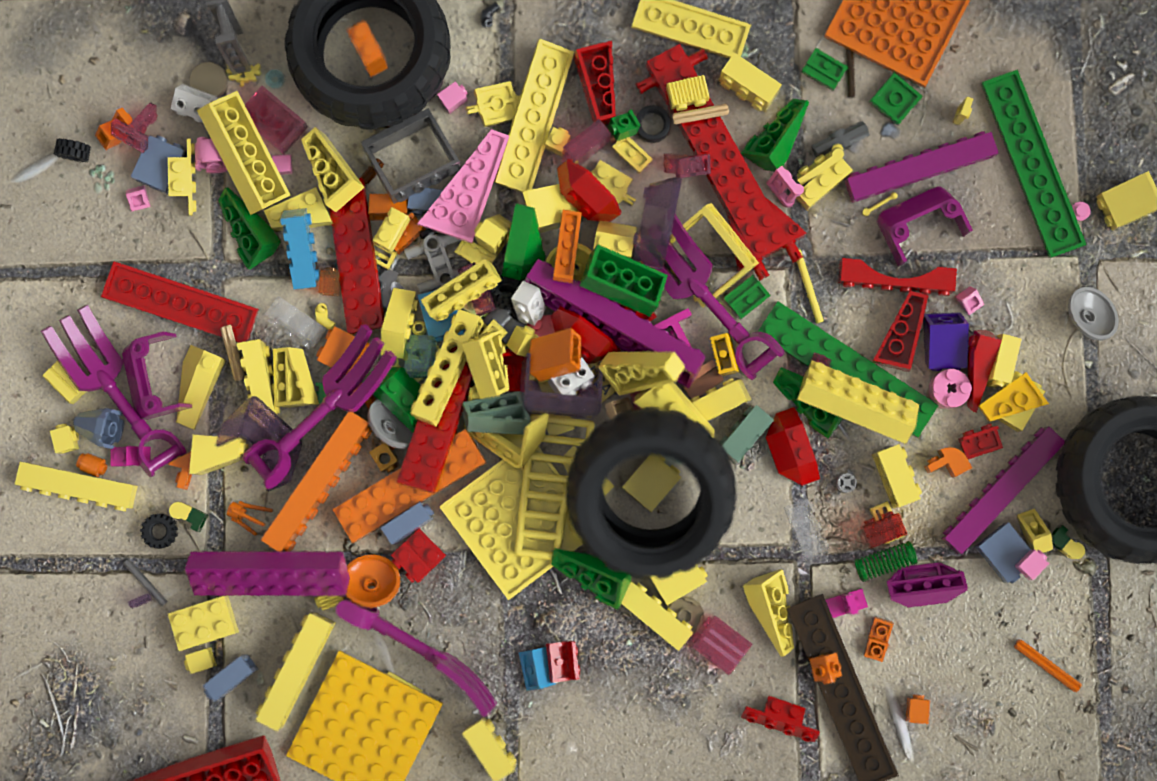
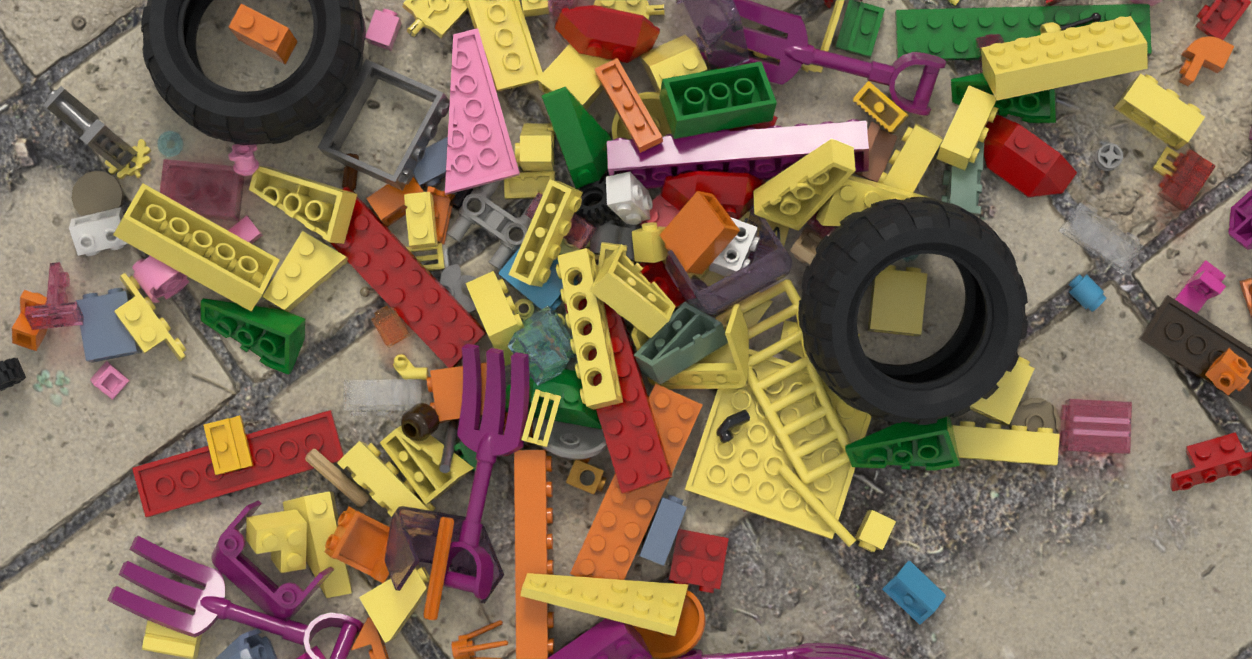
camera: 30 degrees left, 0 degrees up
(173, 363) = (281, 535): none -> light yellow brick
(180, 287) = (228, 445): none -> yellow plate
(217, 401) = (360, 543): none -> orange panel
(253, 450) = (438, 568): none -> orange axle
(300, 248) = (332, 310): dark azure wedge -> none
(305, 353) = (420, 422): none -> dark brown head
(310, 118) = (244, 159): none -> bright pink brick
(311, 381) = (449, 447): none -> flat silver bar
(355, 553) = (636, 603): none -> light yellow wing
(374, 395) = (546, 396): none -> light yellow tile
(407, 364) = (544, 354): none -> clear light blue brick
(494, 485) = (731, 422): none -> black arm
(512, 572) = (814, 502): none -> light yellow bar
(537, 613) = (874, 531): none -> light yellow brick
(562, 661) = (938, 564): red bracket -> none
(673, 323) = (802, 112): dark pink bracket -> none
(768, 404) = (968, 128): none -> light yellow brick
(768, 601) = (1115, 345): light yellow wedge -> none
(773, 557) = (1087, 292): none -> dark azure brick
(866, 378) = (1053, 27): none -> hinge
(910, 553) = (1194, 237): green piece -> none

